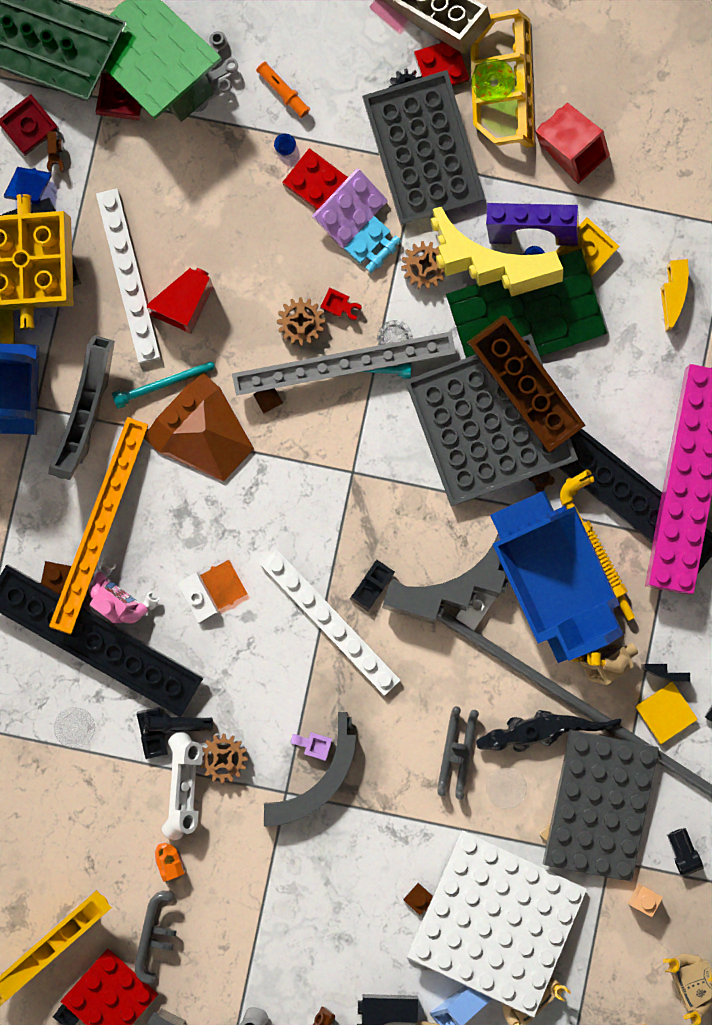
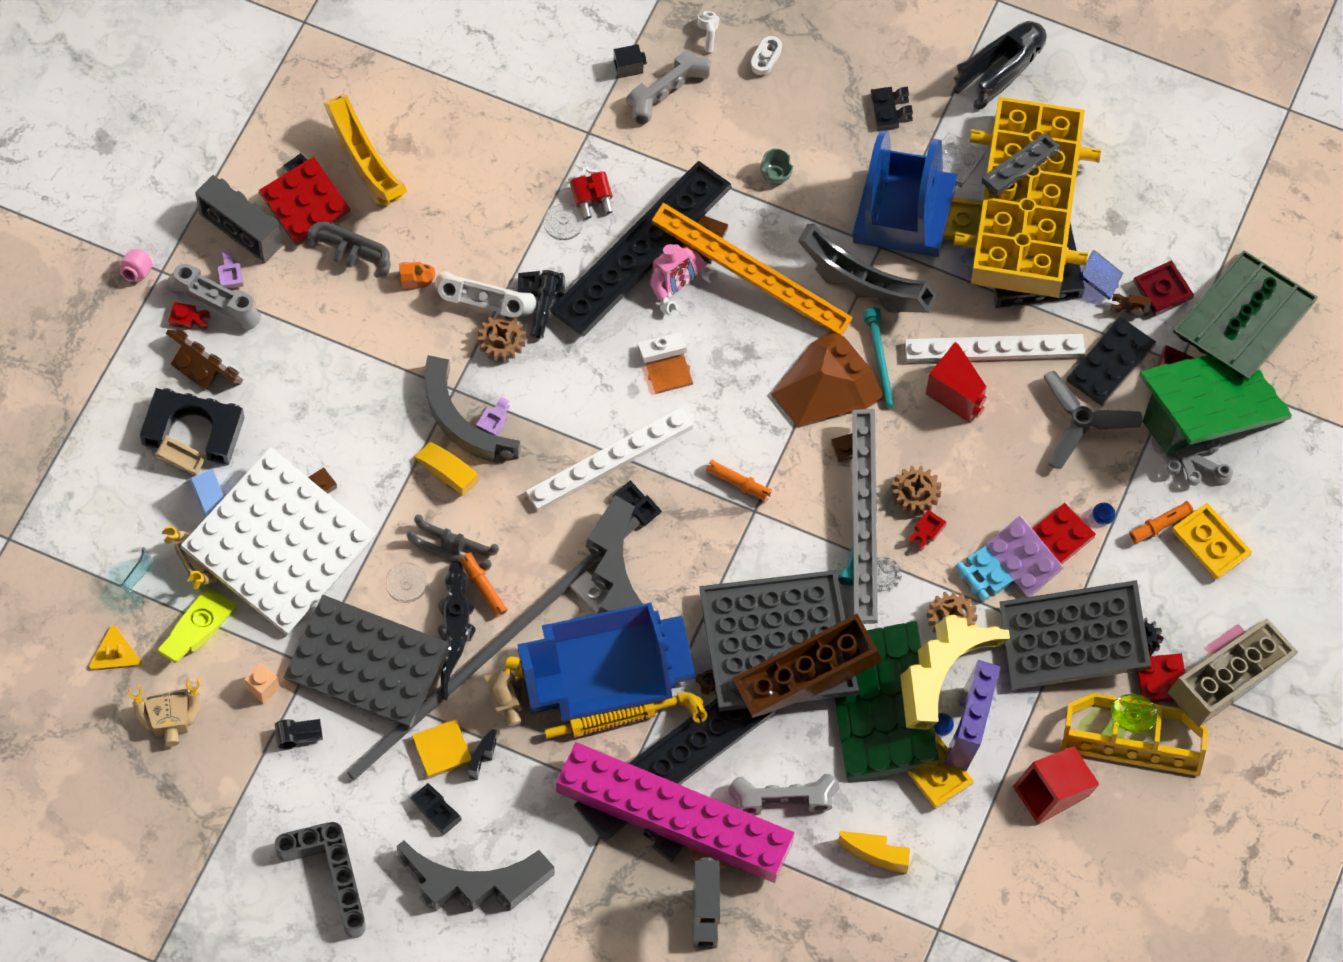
camera: 105 degrees right, 20 degrees down
(35, 707) = (590, 190): none -> red piece
(118, 163) = (1111, 361): none -> black piece
(207, 184) = (1099, 419): none -> dark grey piece
(292, 40) = (1211, 541): none -> yellow plate
(327, 492) = (746, 484): none -> orange pin
(377, 779) = (447, 468): none -> yellow slope
(493, 713) = (478, 577): none -> orange pin
(597, 979) = (197, 624): none -> neon yellow piece
(652, 414) = (816, 796): none -> light grey plate

